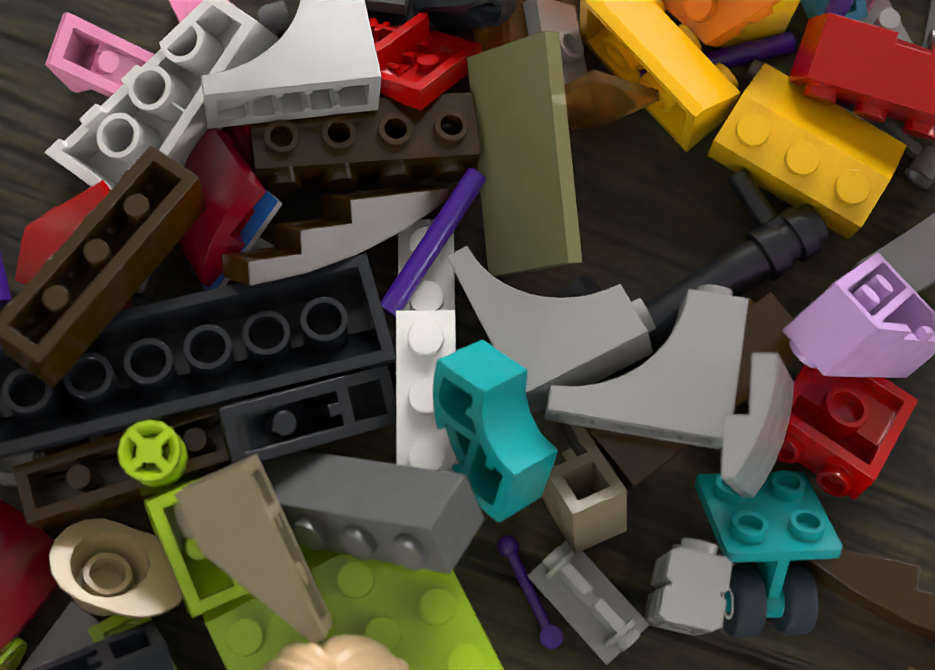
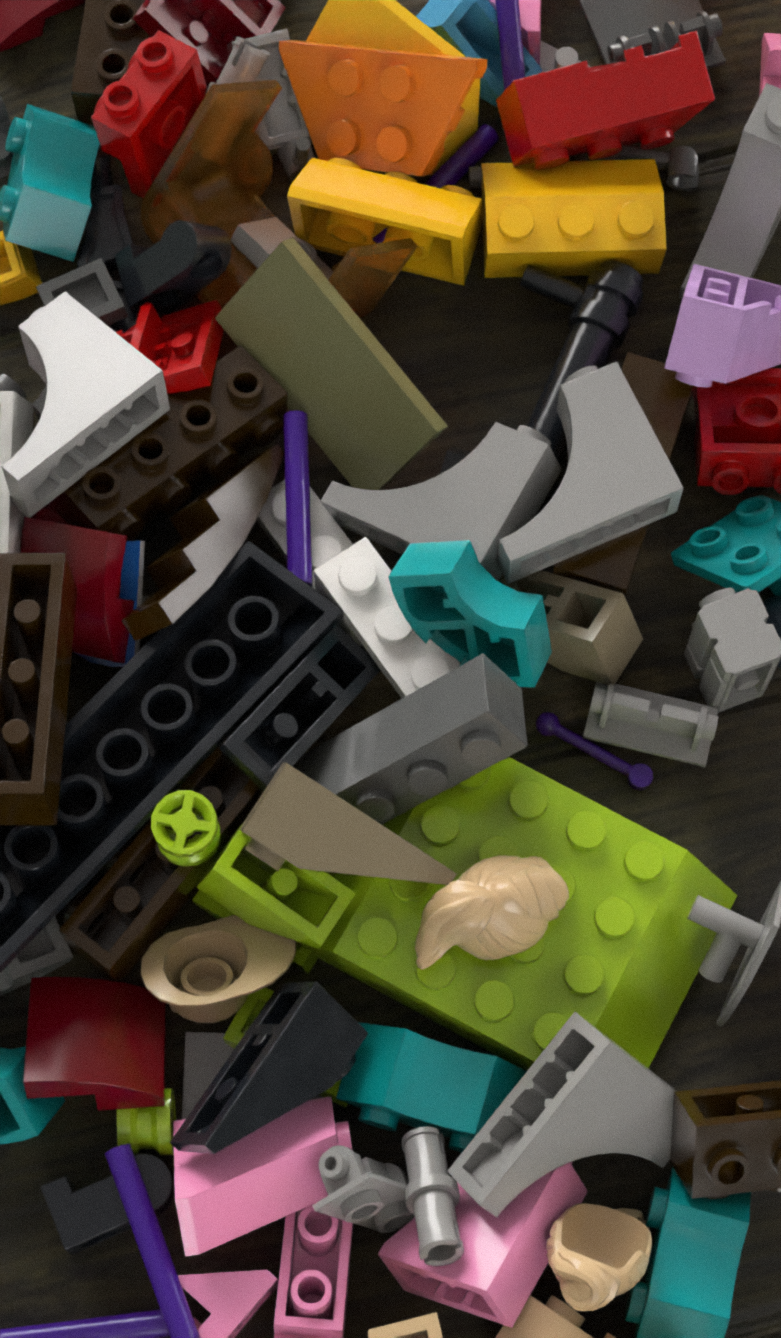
camera: 30 degrees left, 5 degrees down
(756, 439) = (701, 466): light grey slope -> none

